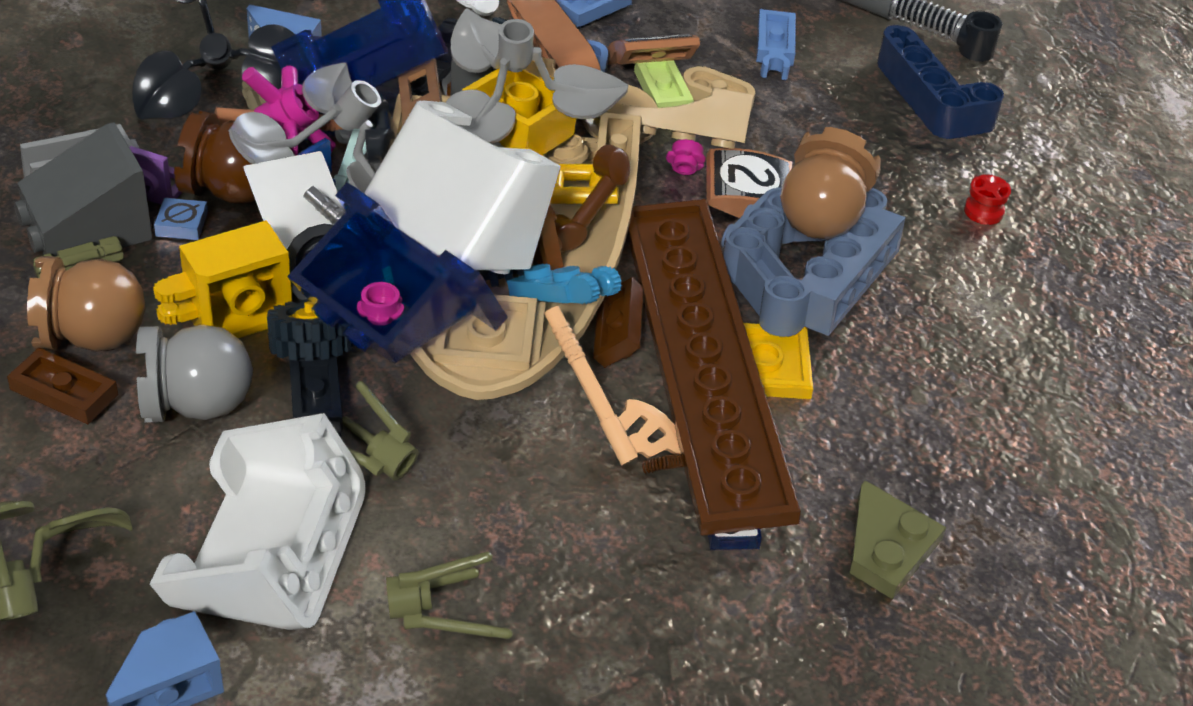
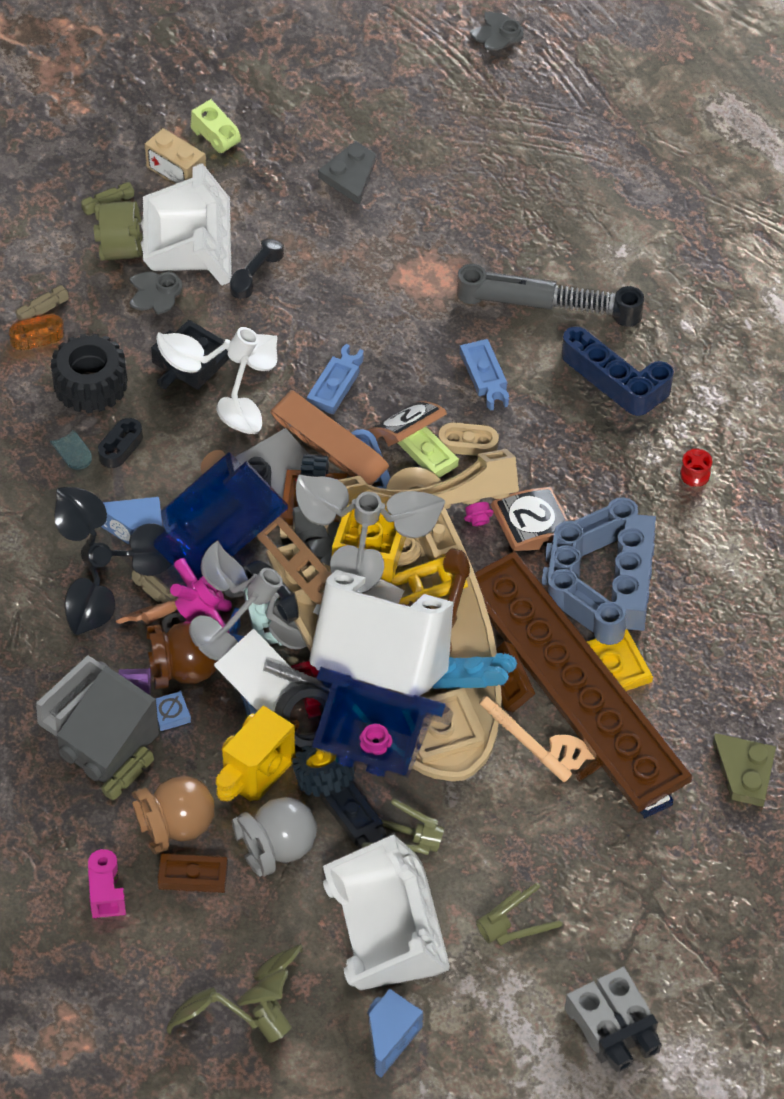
camera: 20 degrees left, 10 degrees up
(828, 183) = (604, 526): medium nougat tile -> none

